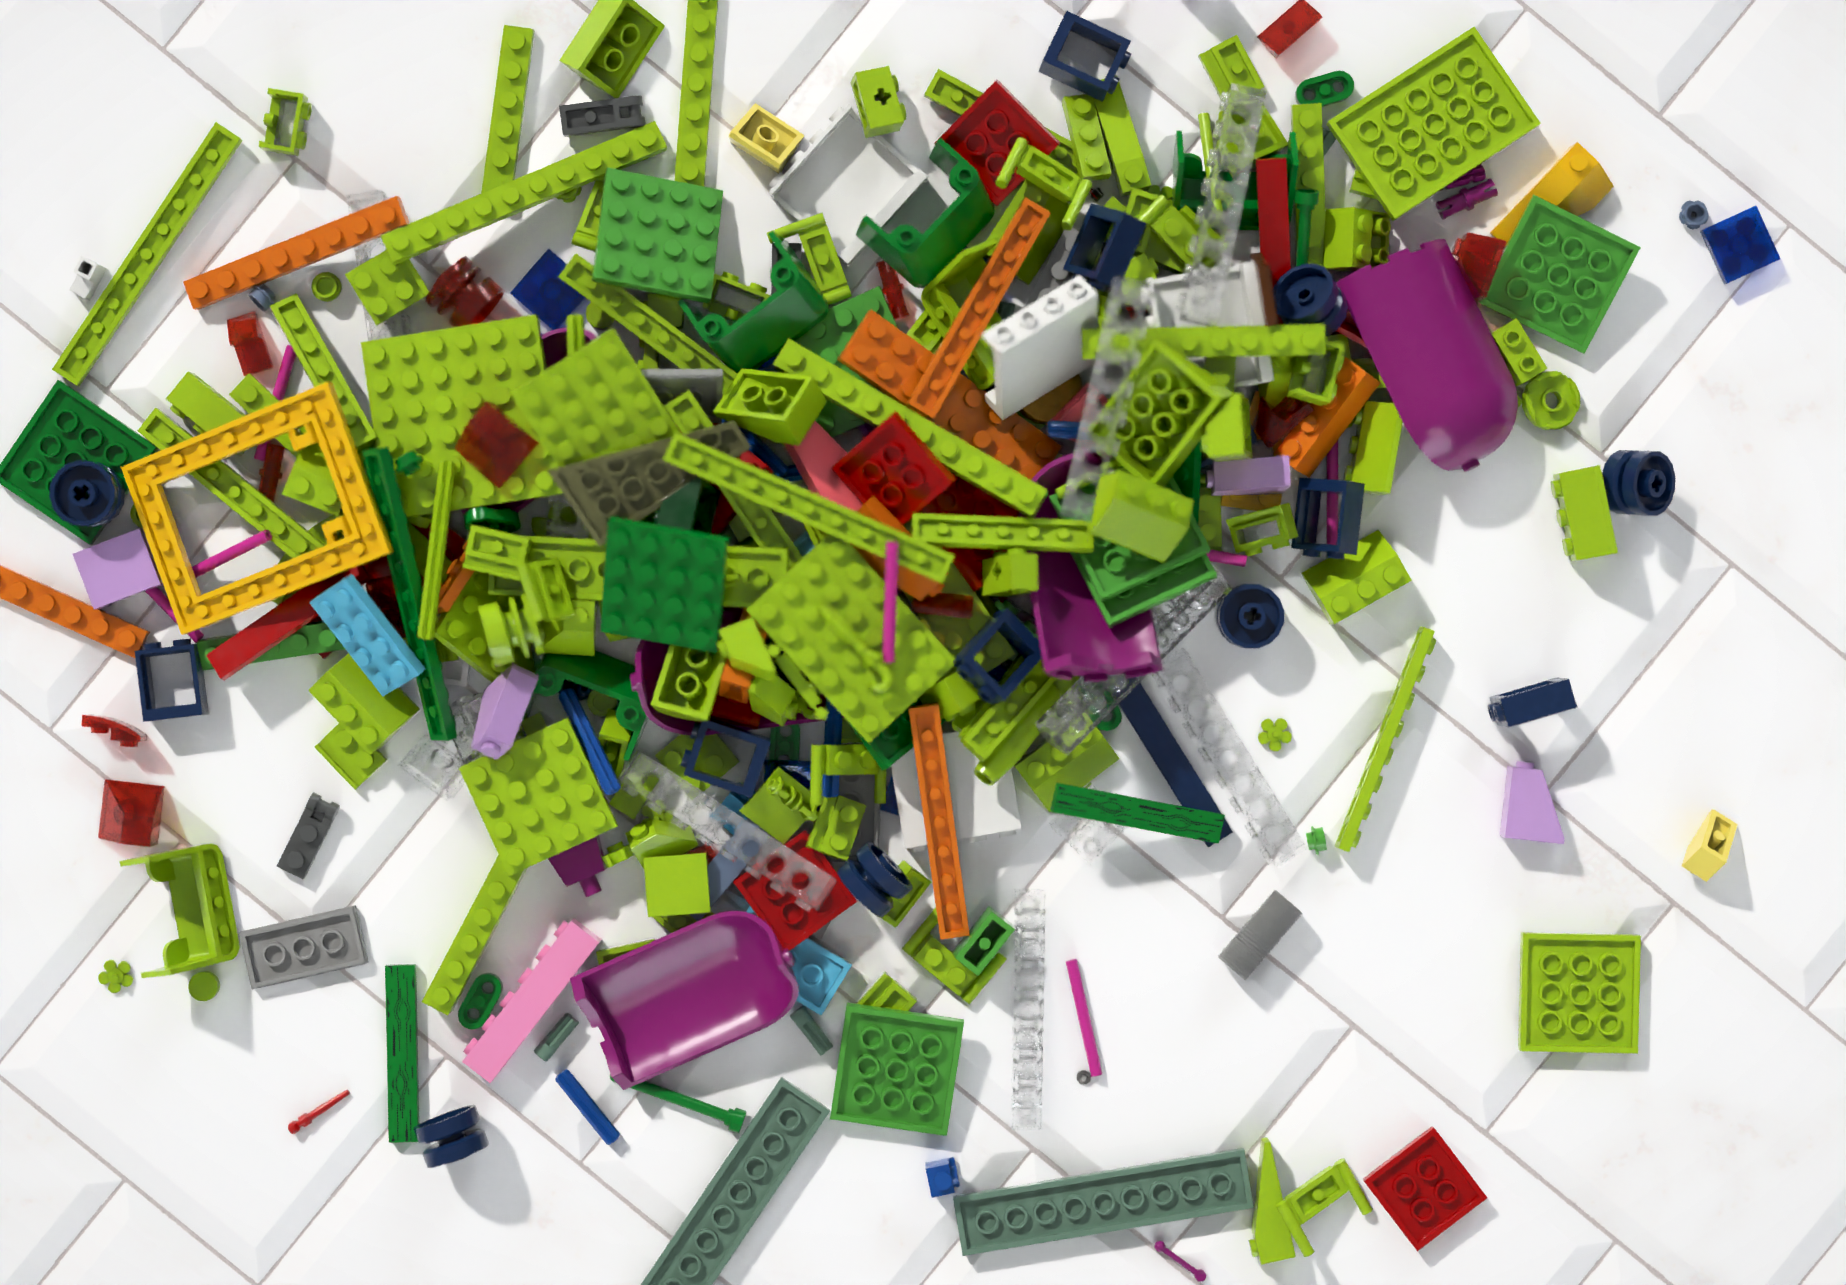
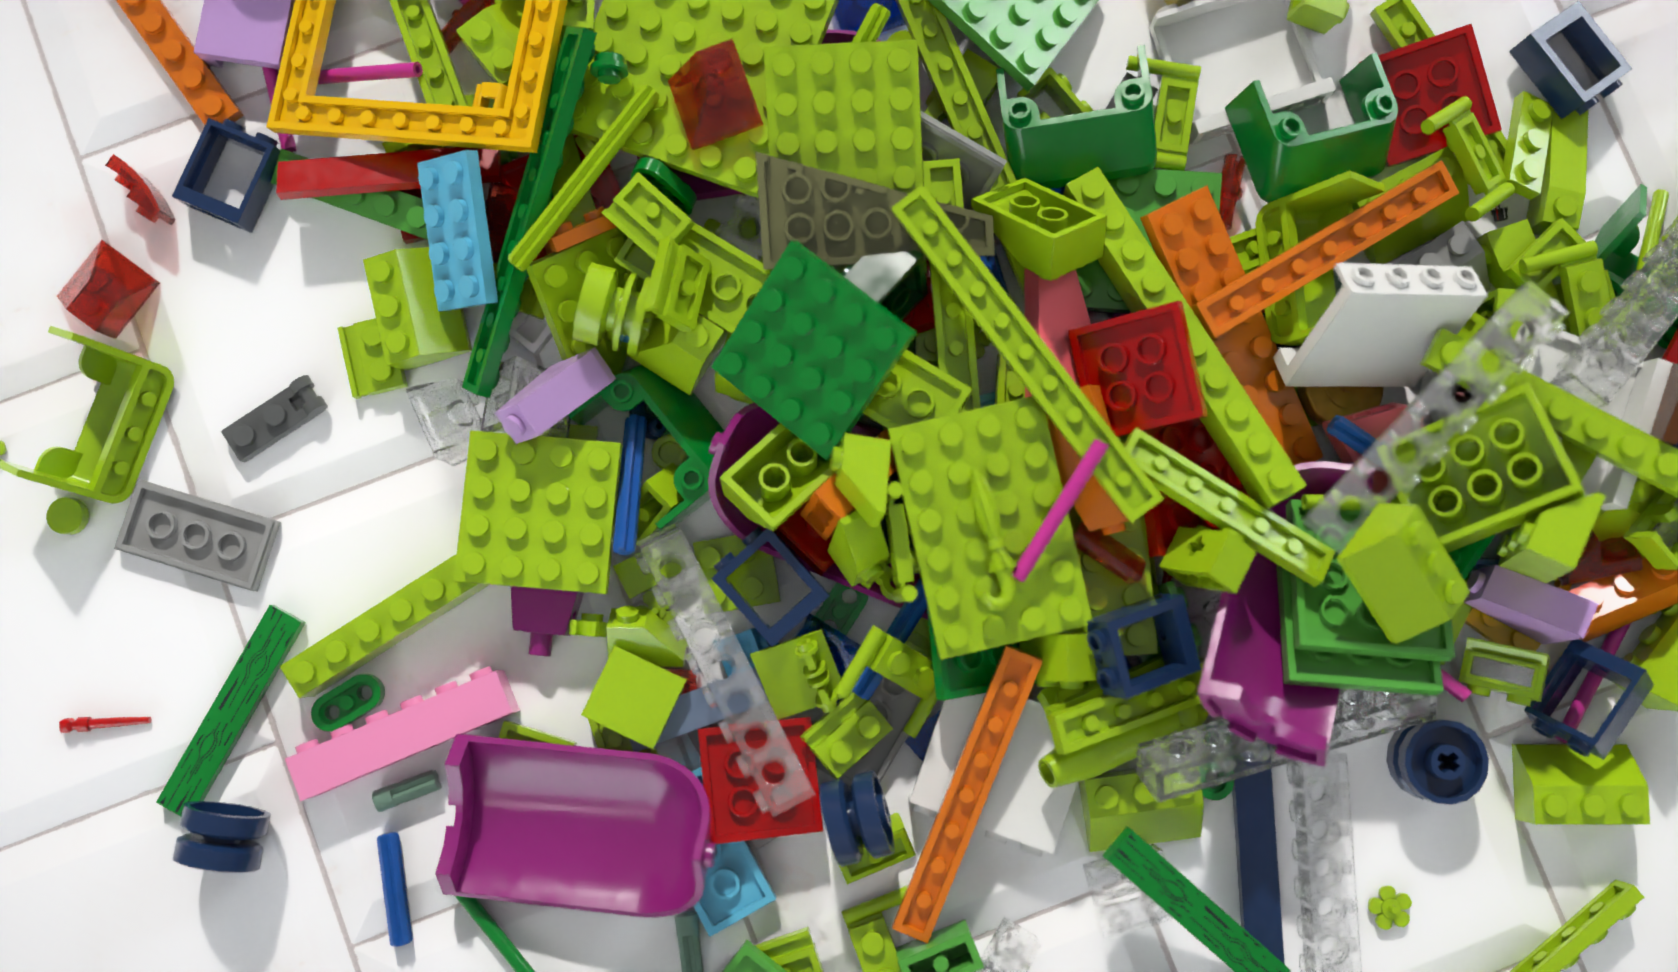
camera: 40 degrees right, 5 degrees down
(1117, 251) = (1539, 248): dark blue window -> none

